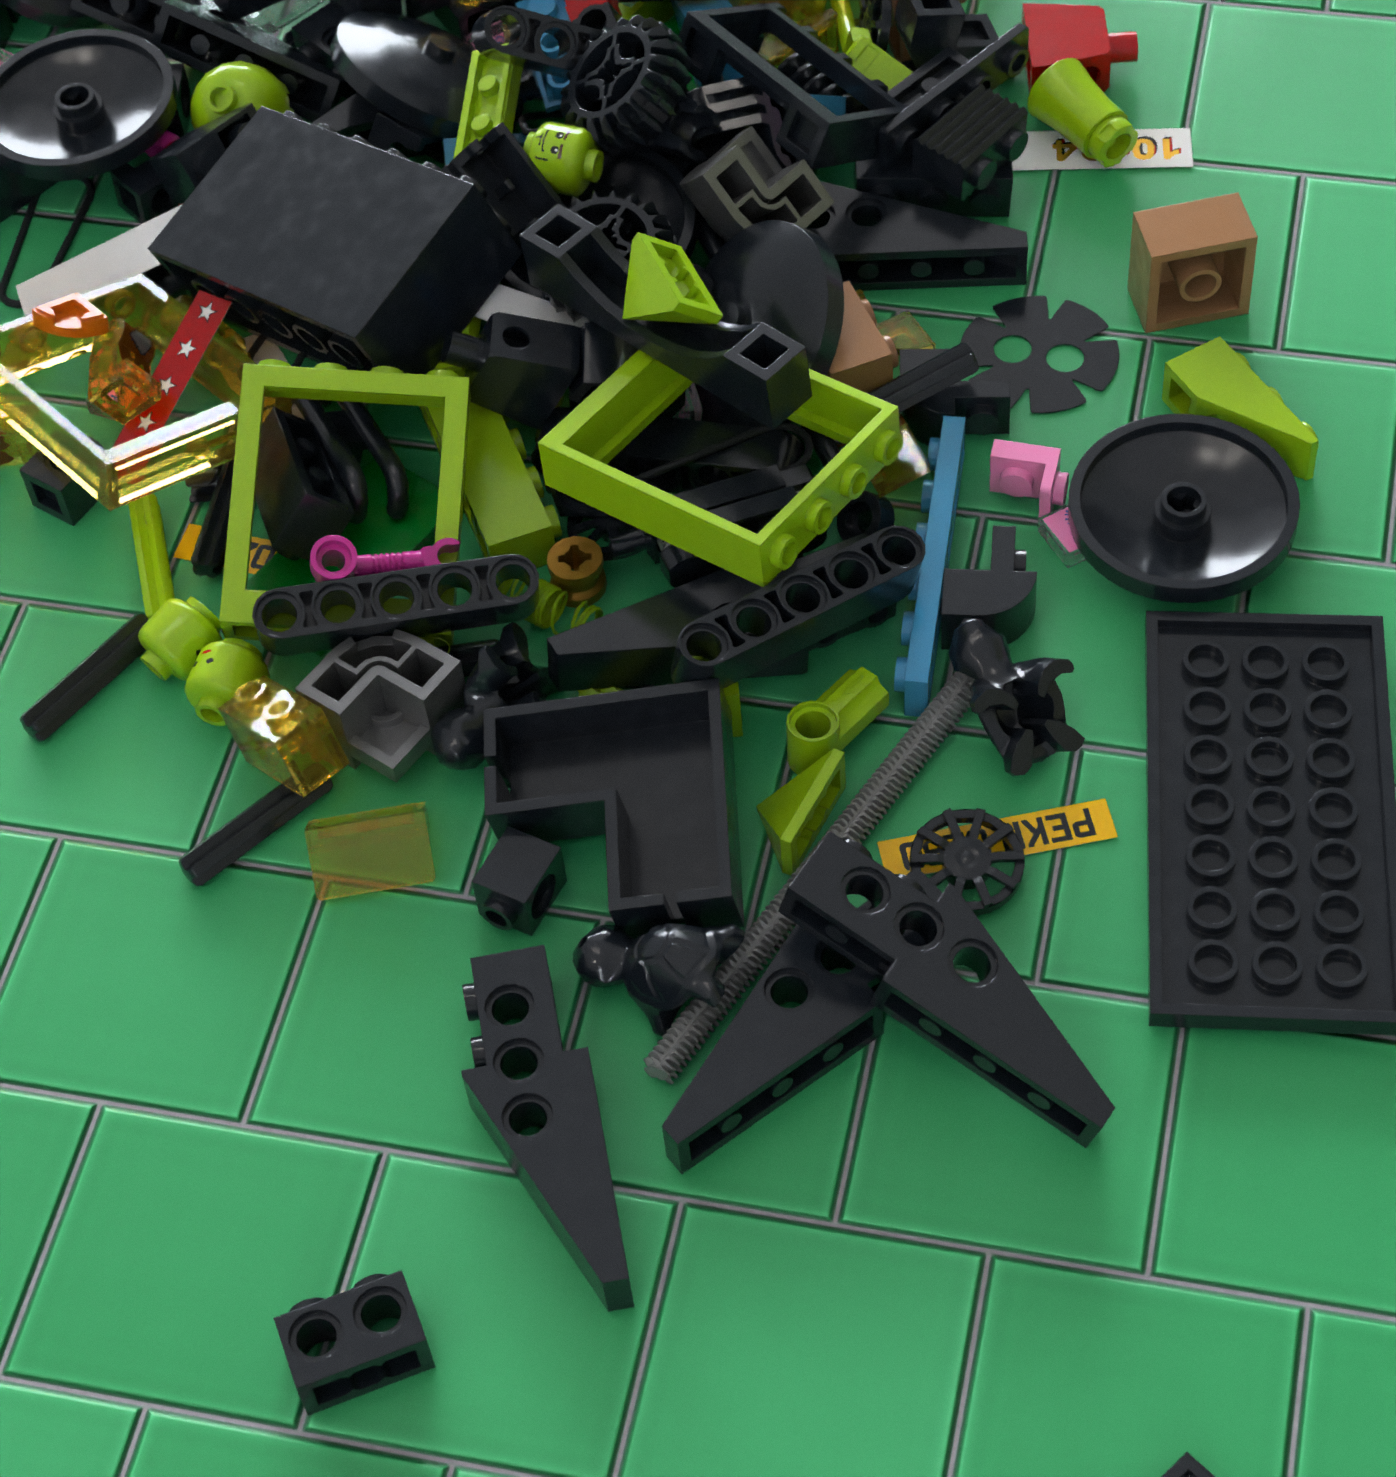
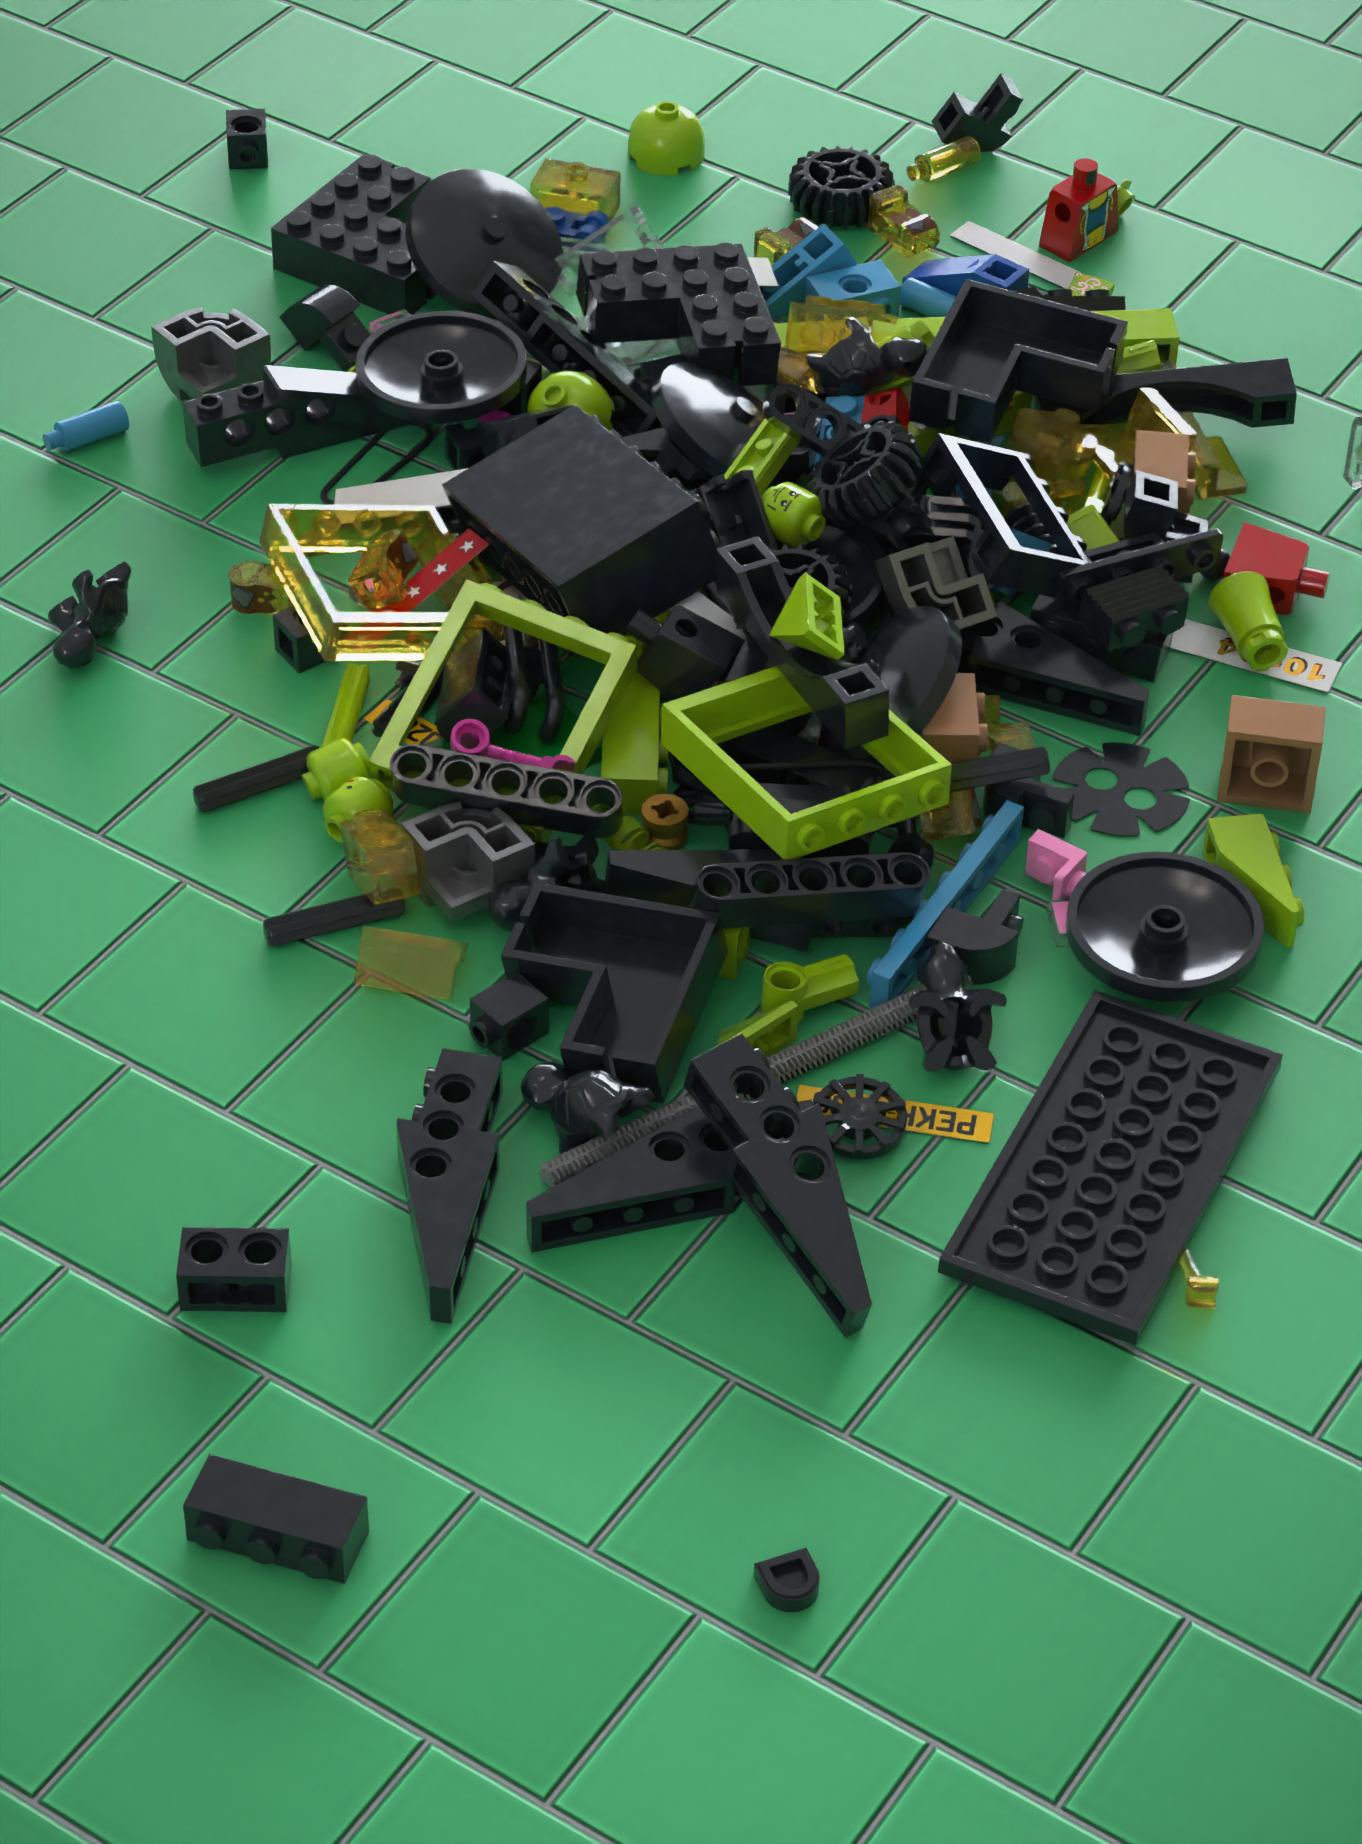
camera: 15 degrees right, 10 degrees down
(70, 317) = (360, 516): orange tile -> none

